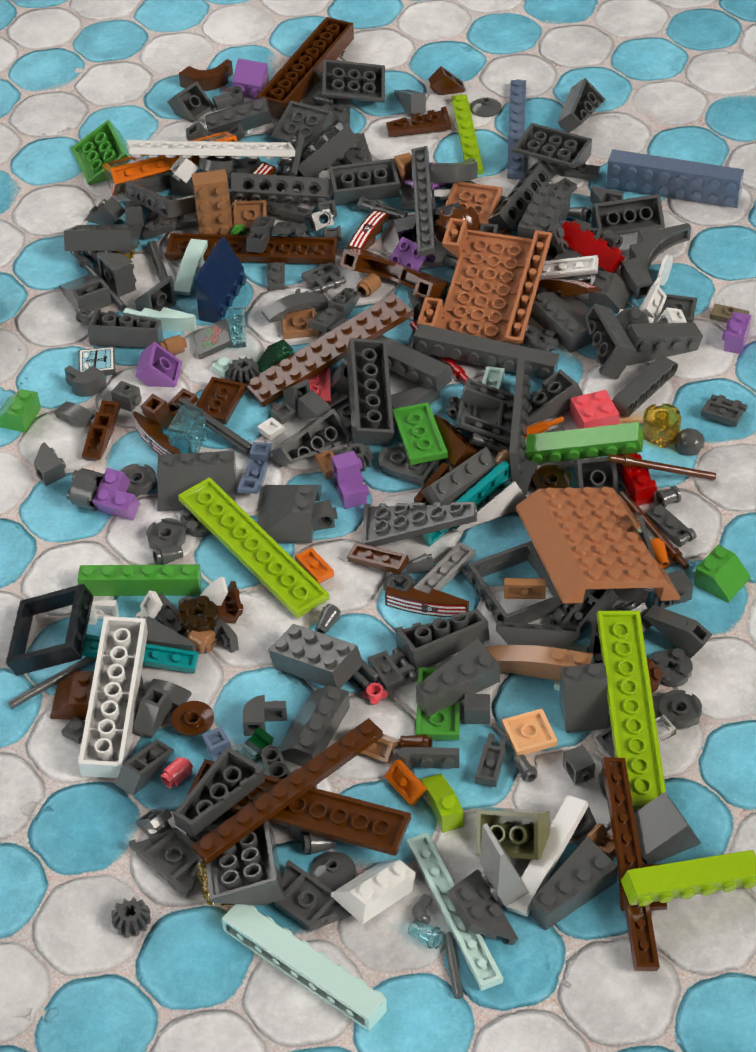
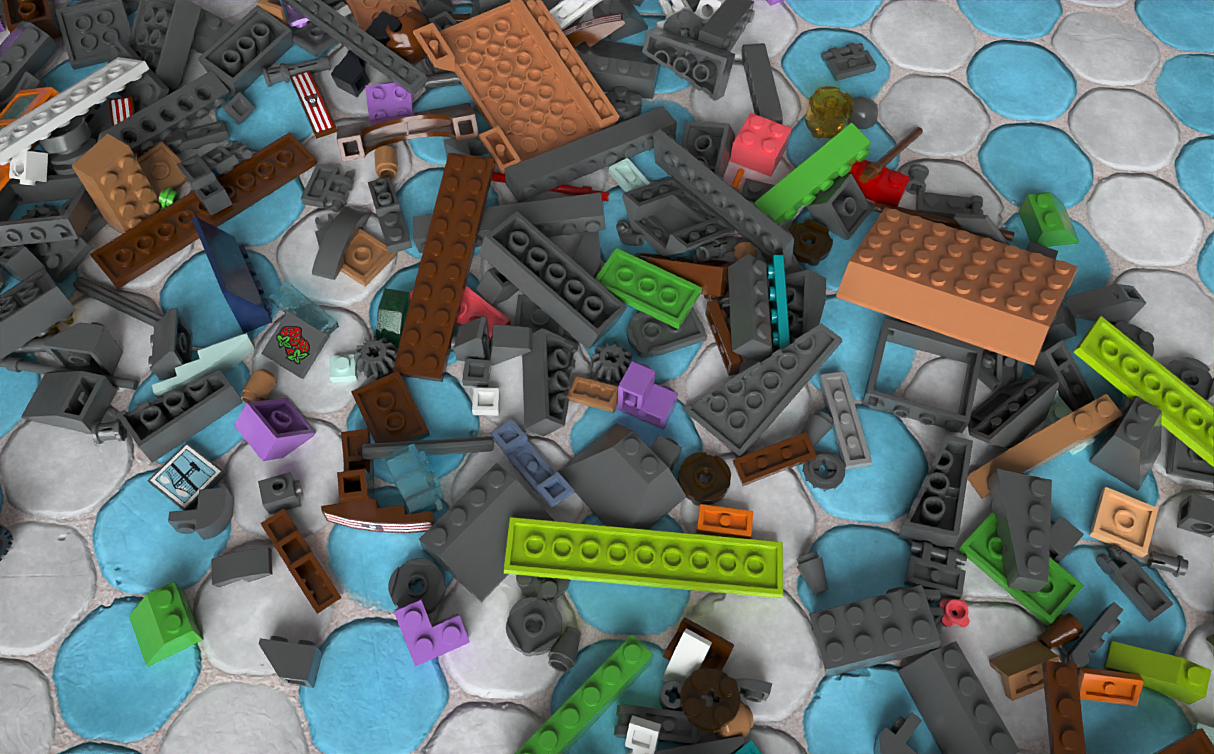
camera: 50 degrees left, 15 degrees up
(84, 488) = (386, 654): dark grey brick -> none
(190, 266) = (163, 276): light aqua slope -> none
(276, 276) = (271, 221): dark grey plate -> none
(315, 224) = (247, 124): brick -> none
(331, 549) = (709, 465): none -> dark brown plate
(333, 232) = (277, 130): dark grey bush -> none
(432, 604) = (882, 461): slope -> none
(524, 588) = (946, 373): medium nougat panel -> none

